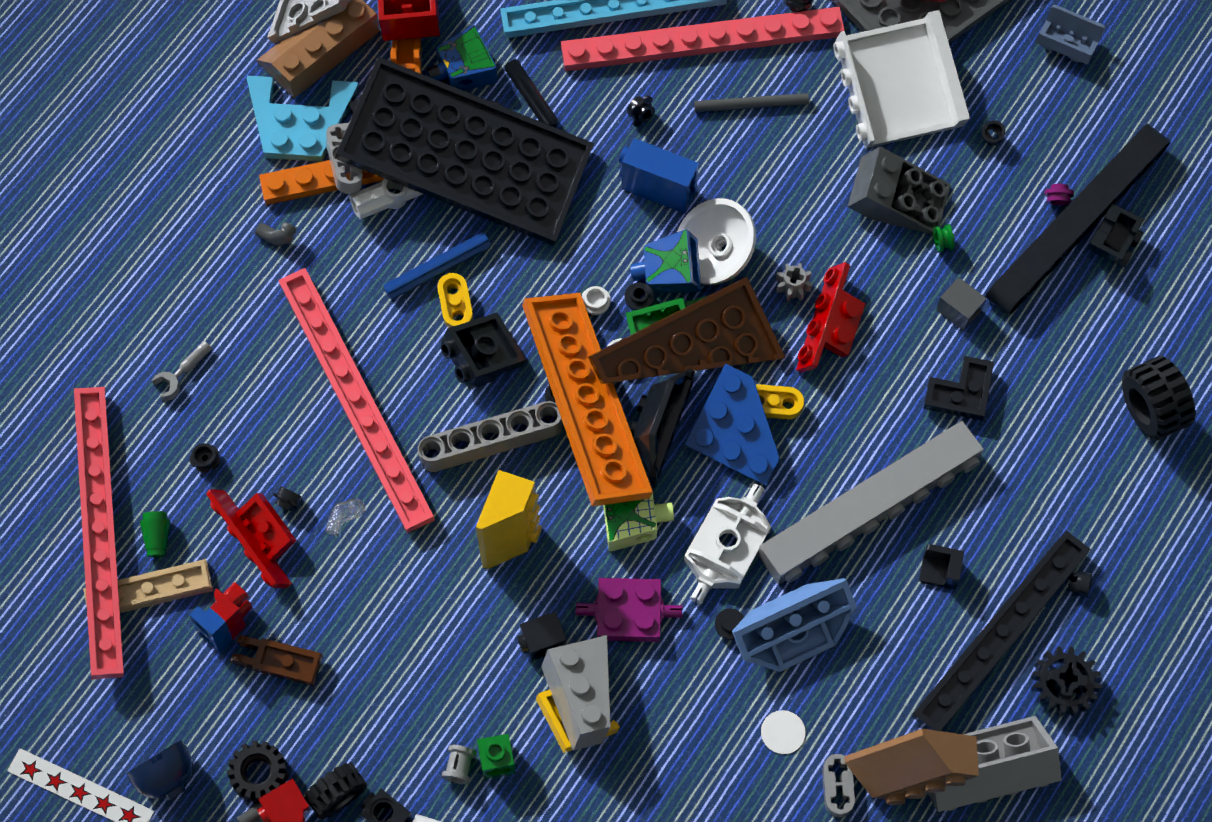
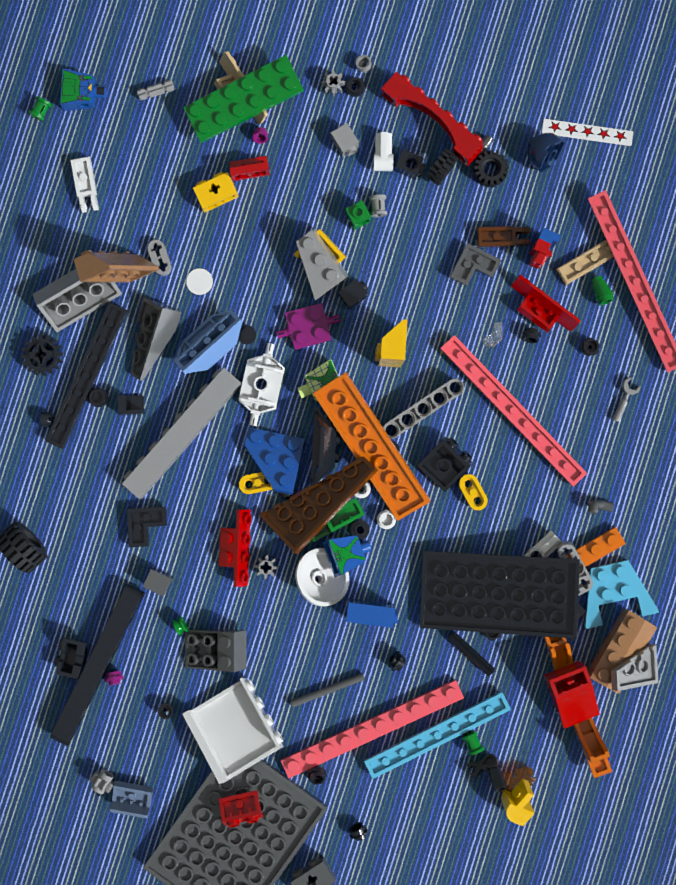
camera: 160 degrees right, 20 degrees up
(341, 636) = (471, 260): none -> dark grey plate
(437, 265) = (491, 515): blue axle -> none
(464, 62) = (522, 662): torso -> none
(873, 670) = (156, 328): none -> dark grey wedge
(991, 594) = (98, 397): none -> black plate
(1107, 67) = (102, 781): none -> light grey gear

